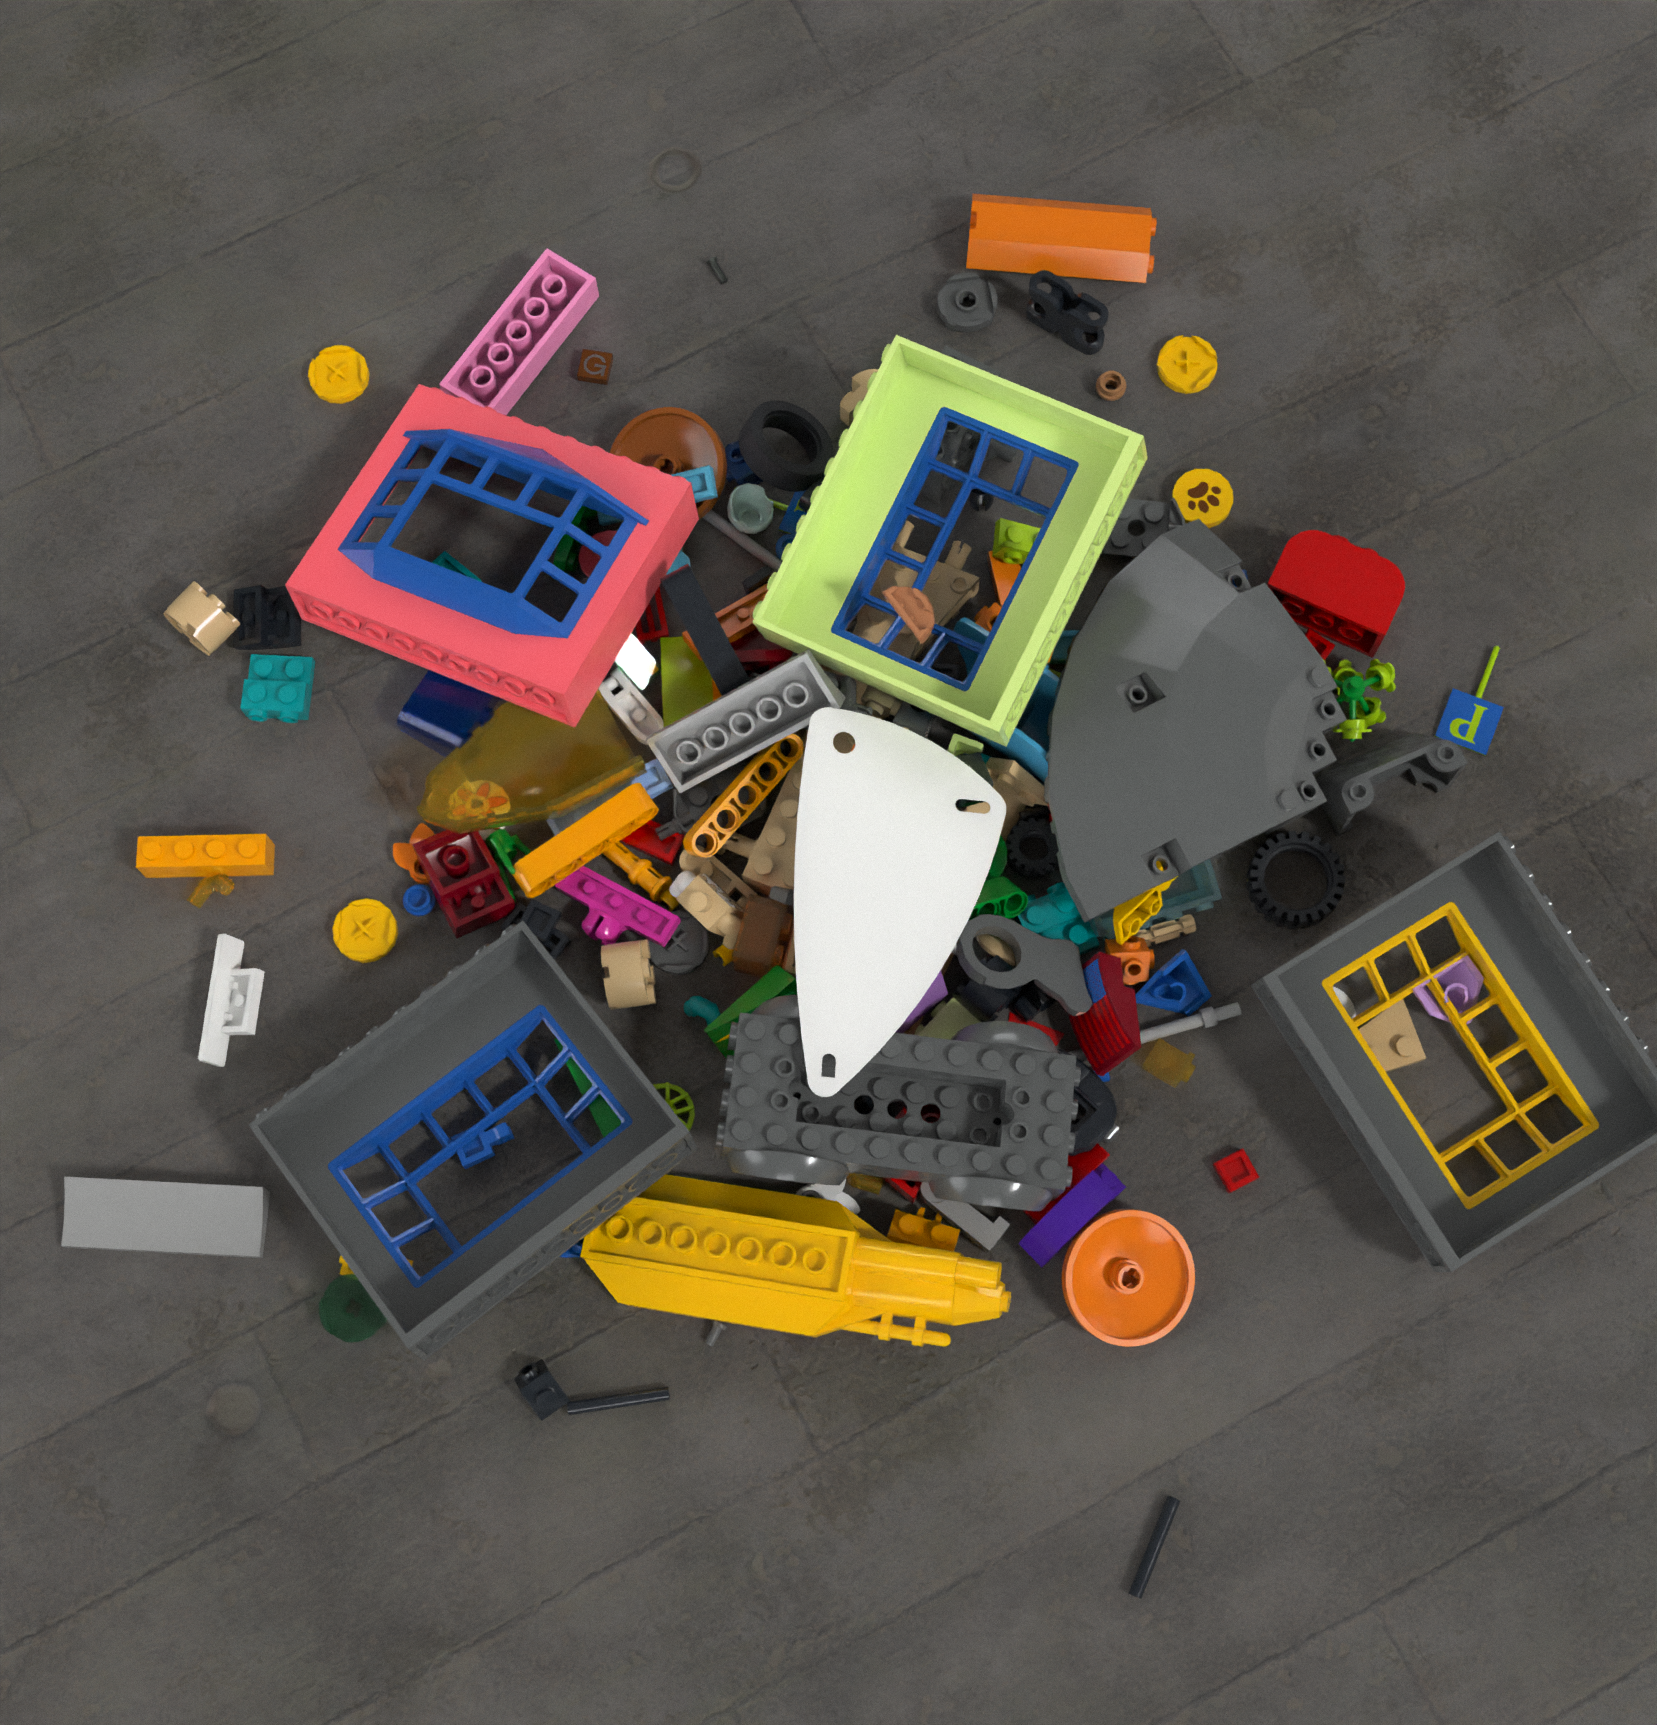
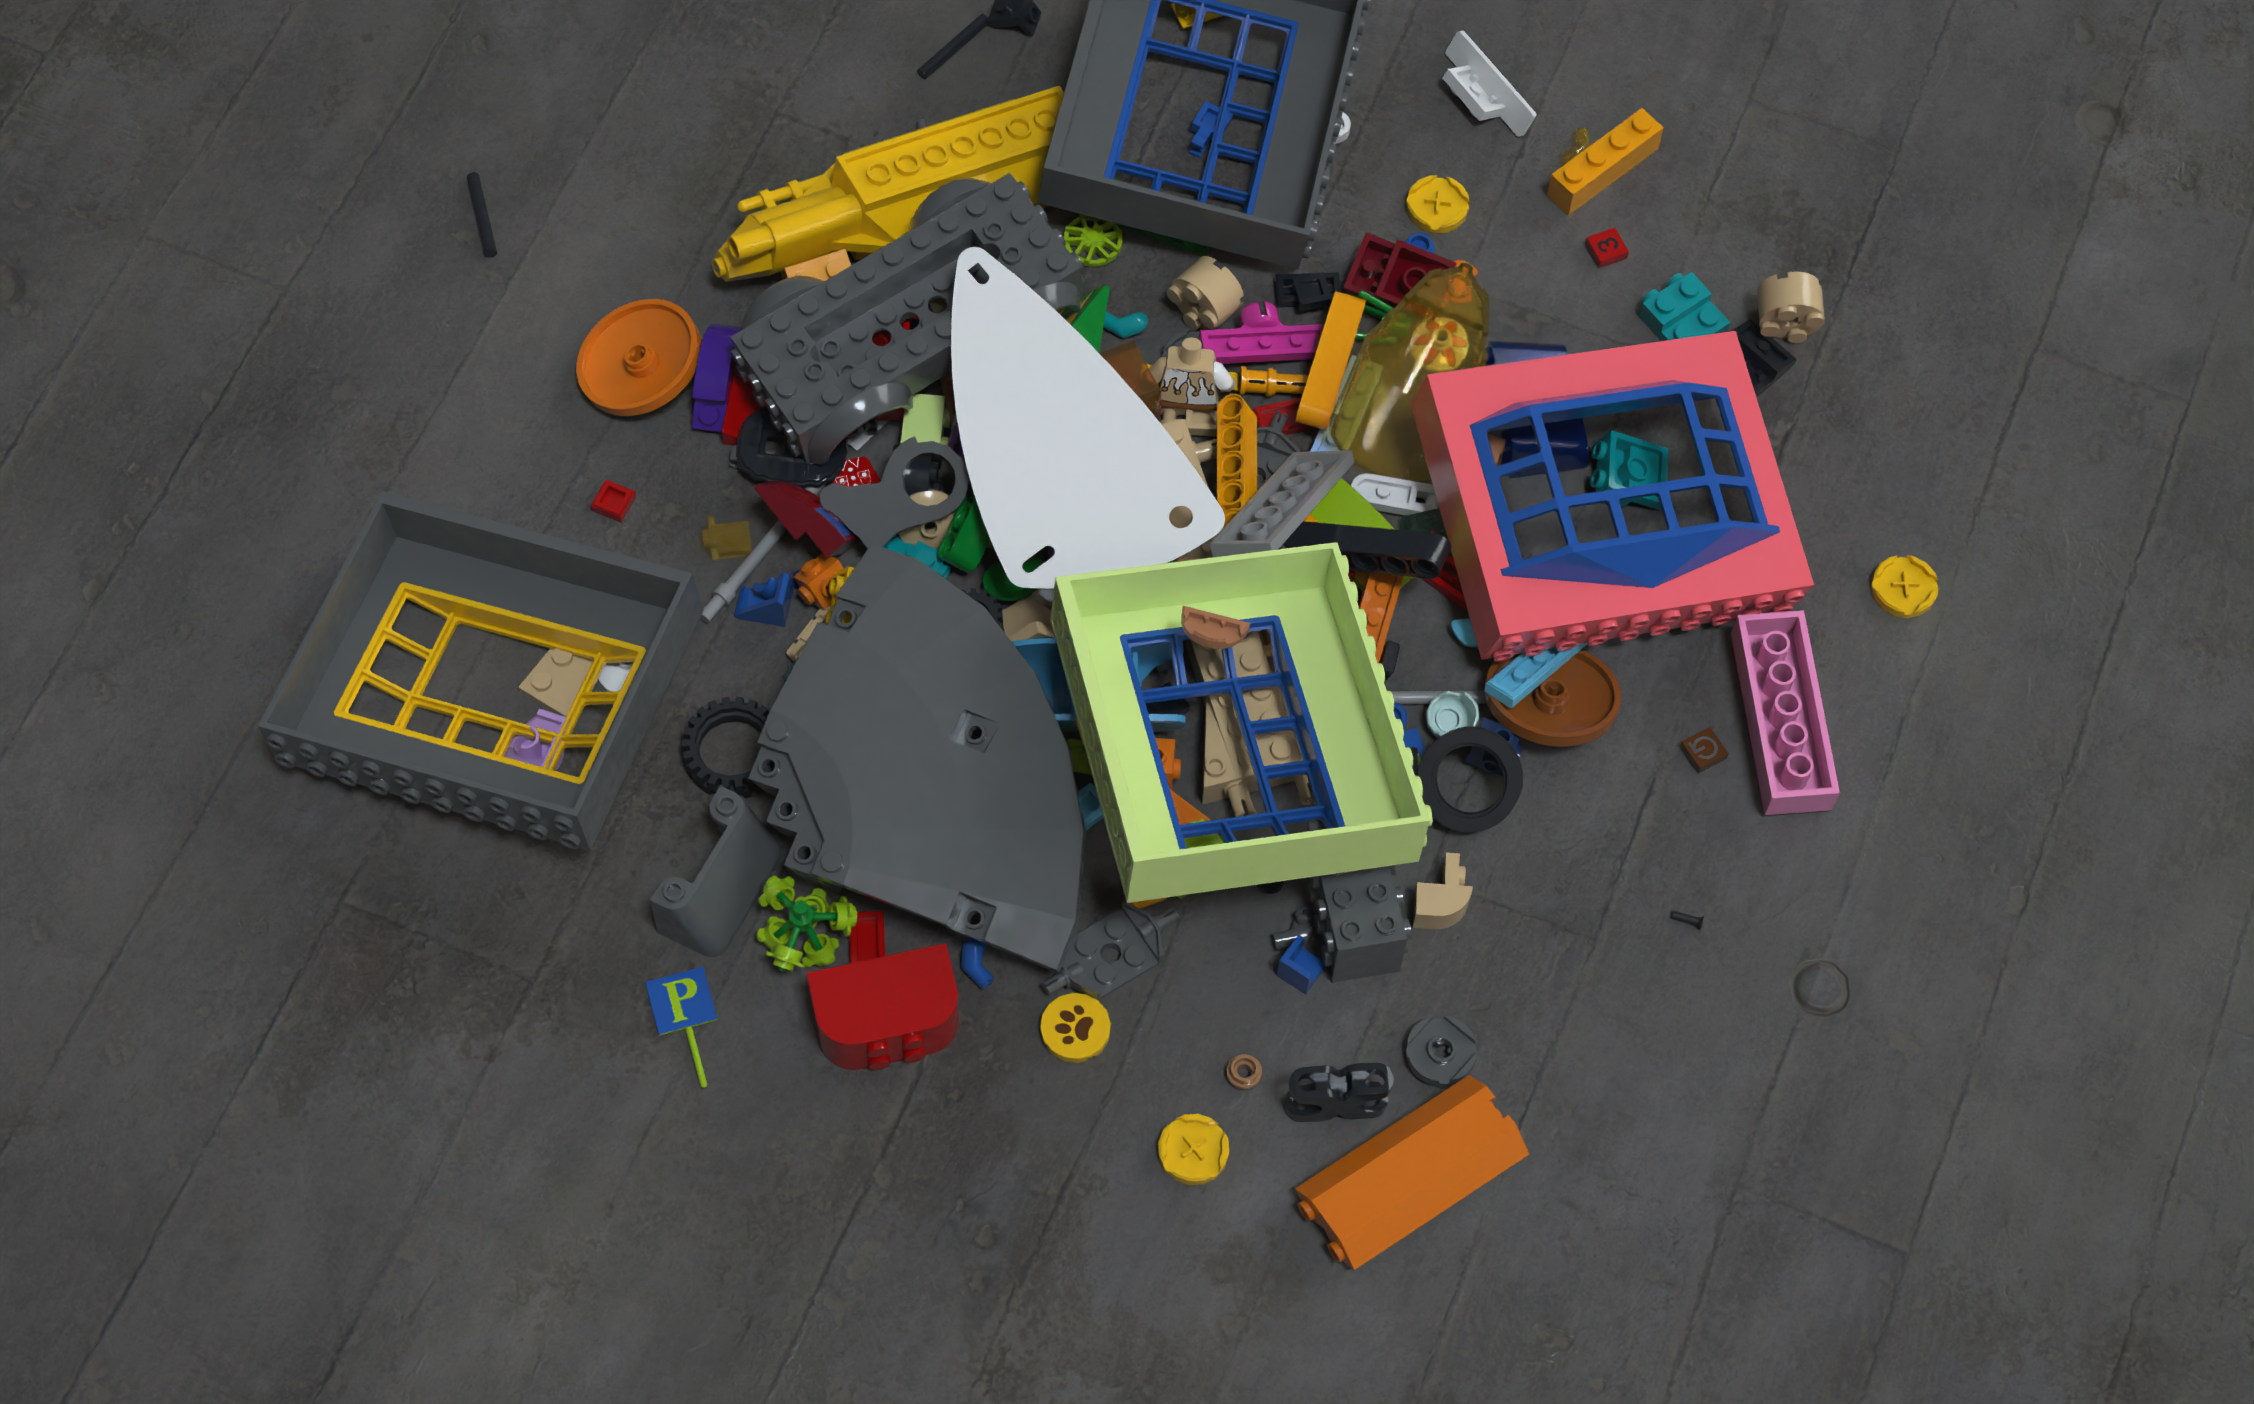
camera: 135 degrees right, 10 degrees down
(275, 790) = (1607, 247): none -> red tile

